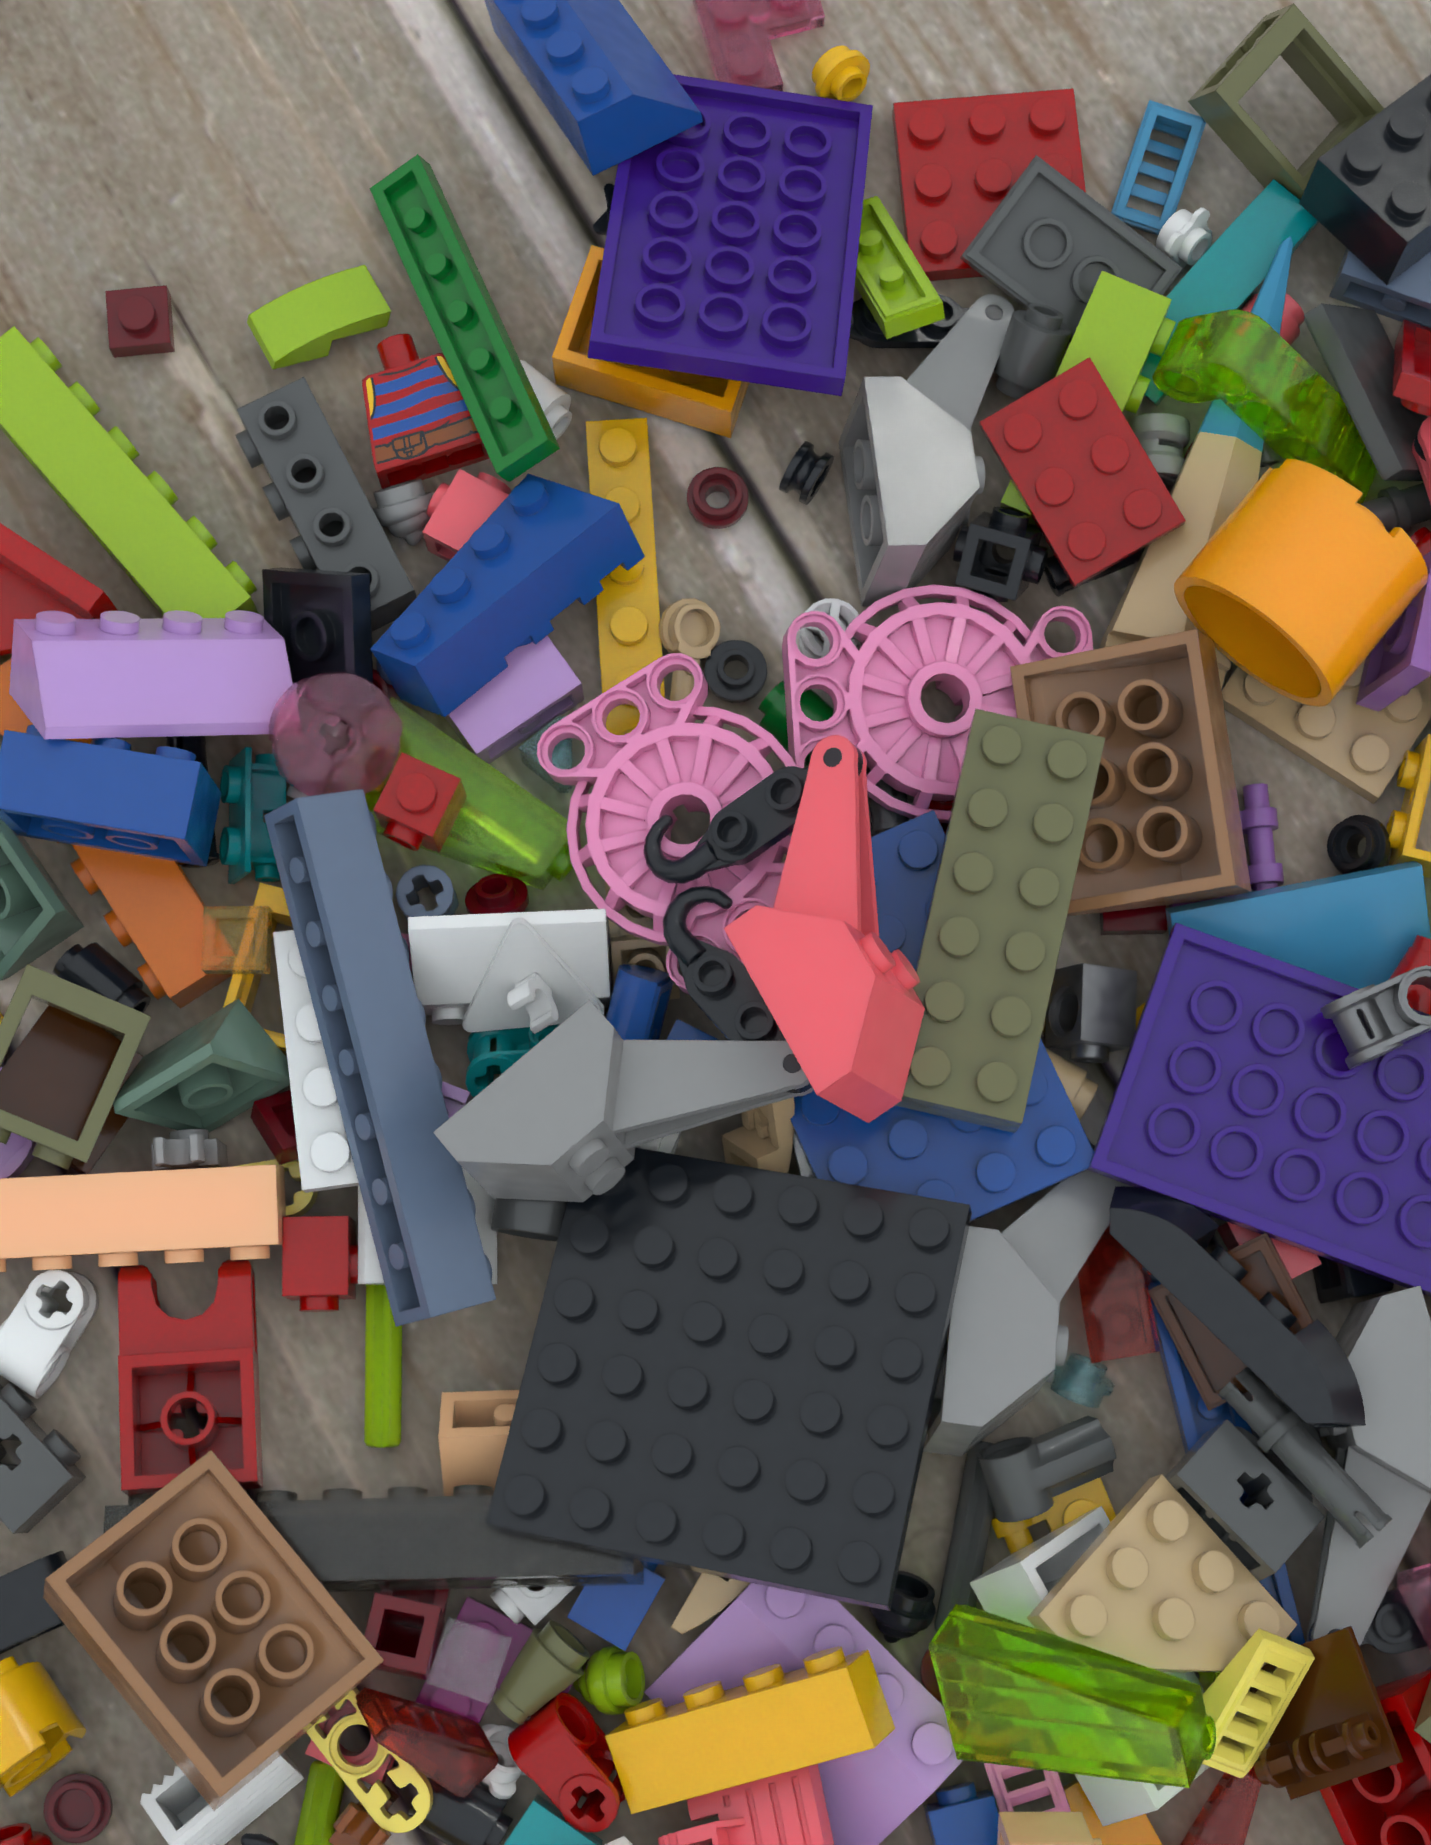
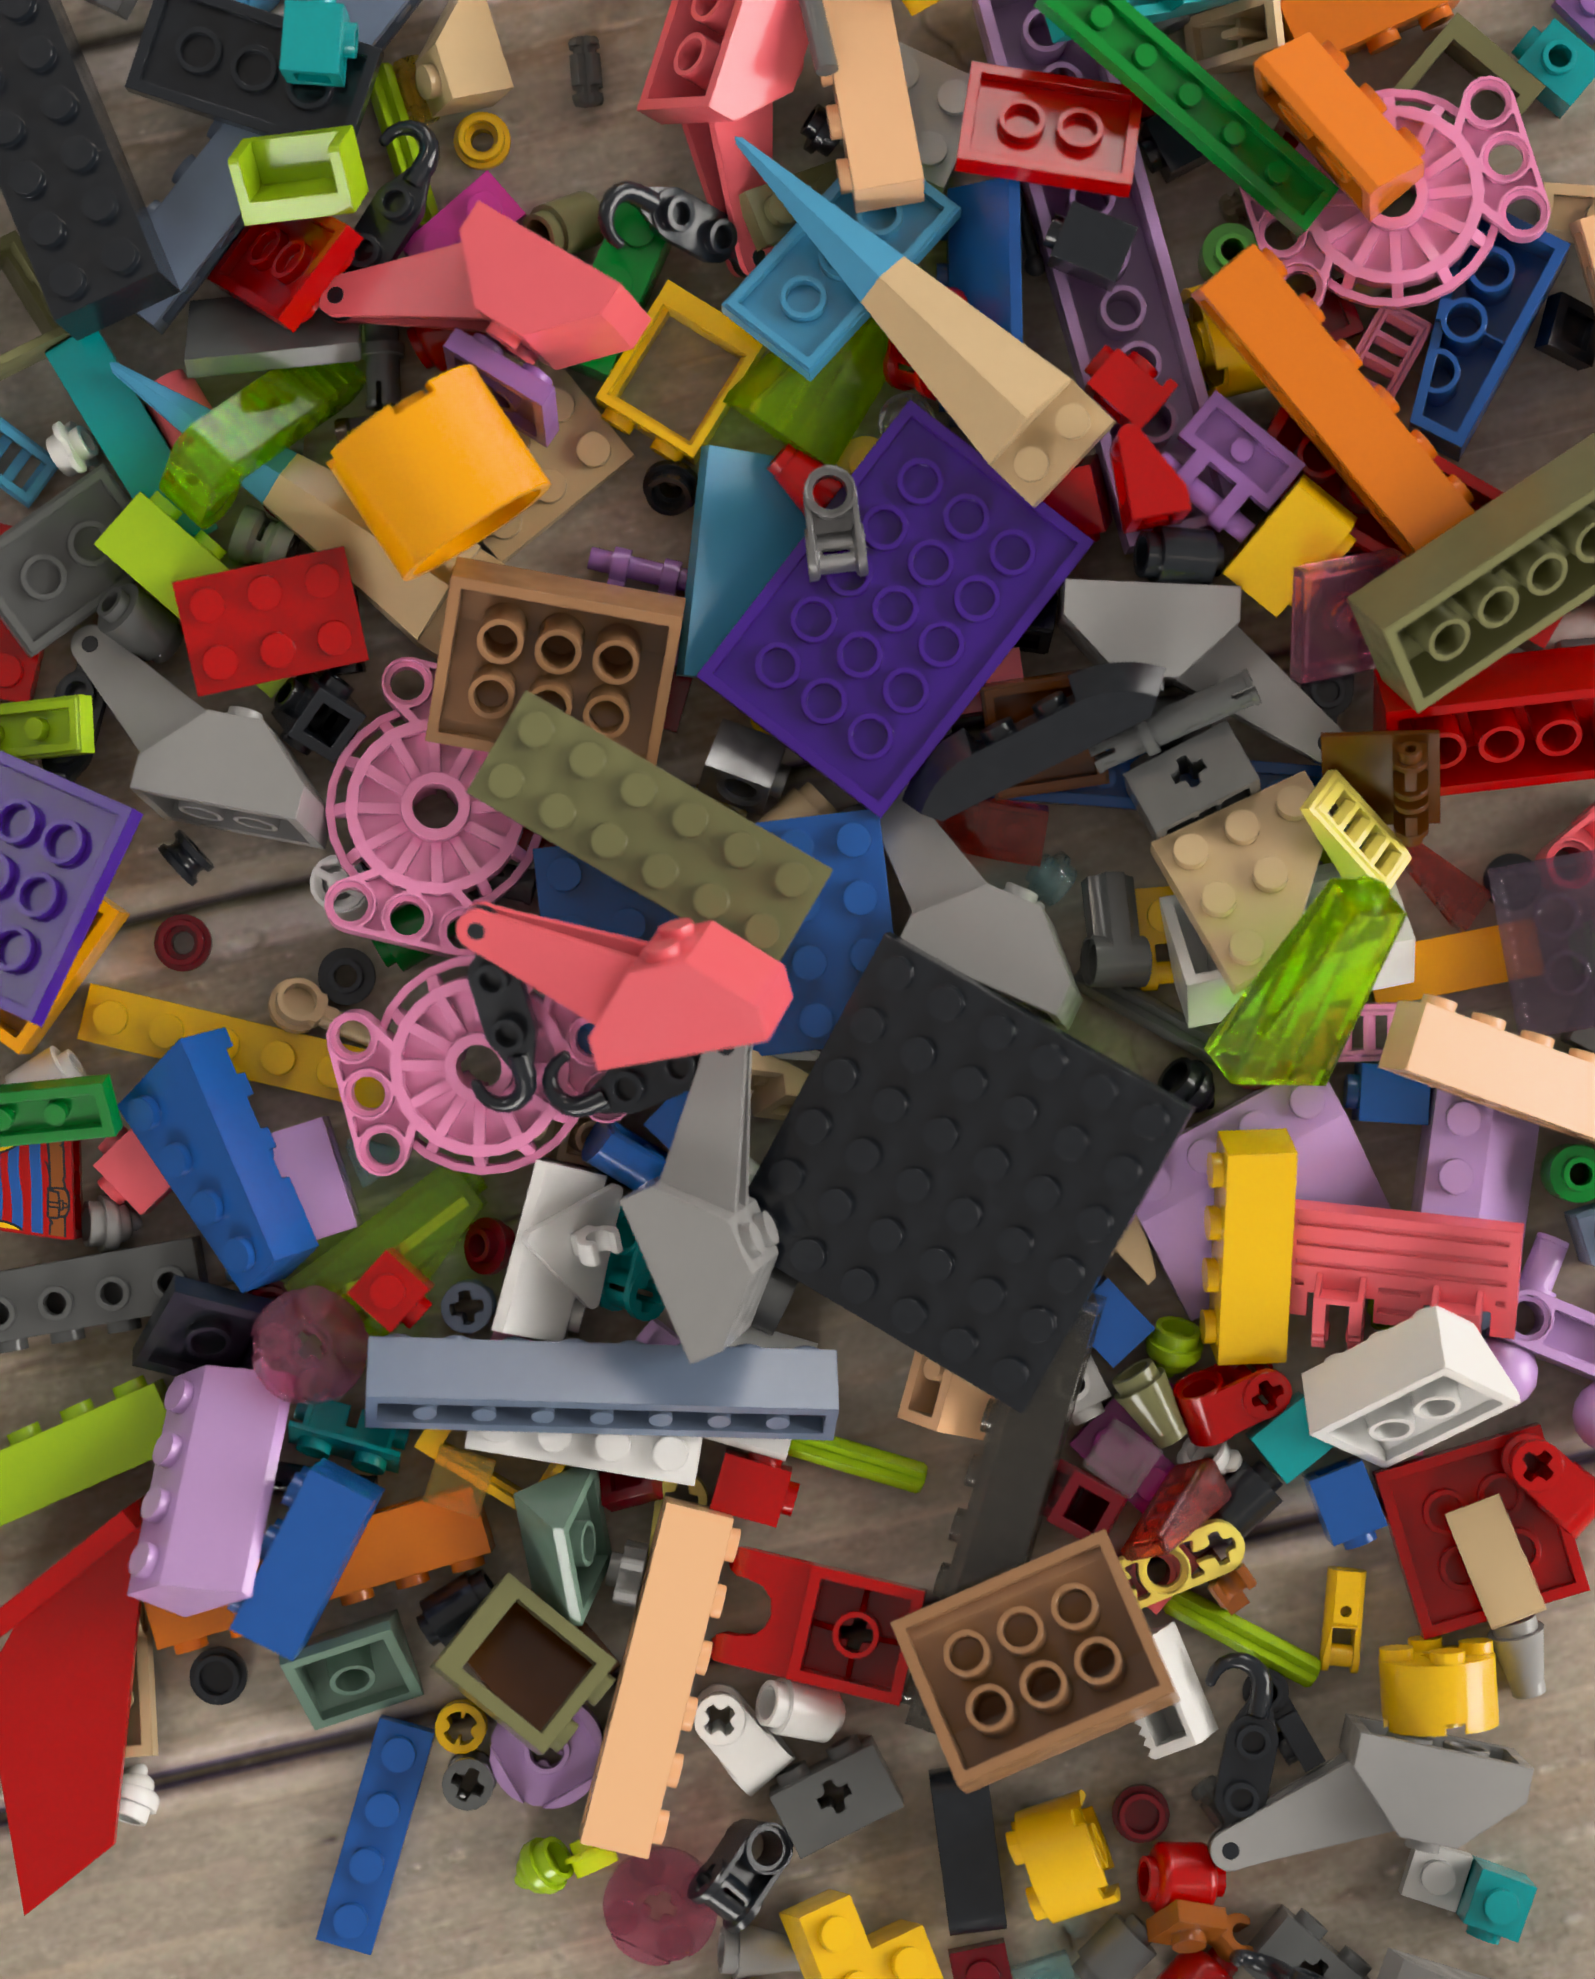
camera: 75 degrees left, 10 degrees up
(88, 1386) = (800, 1710): none -> white brick

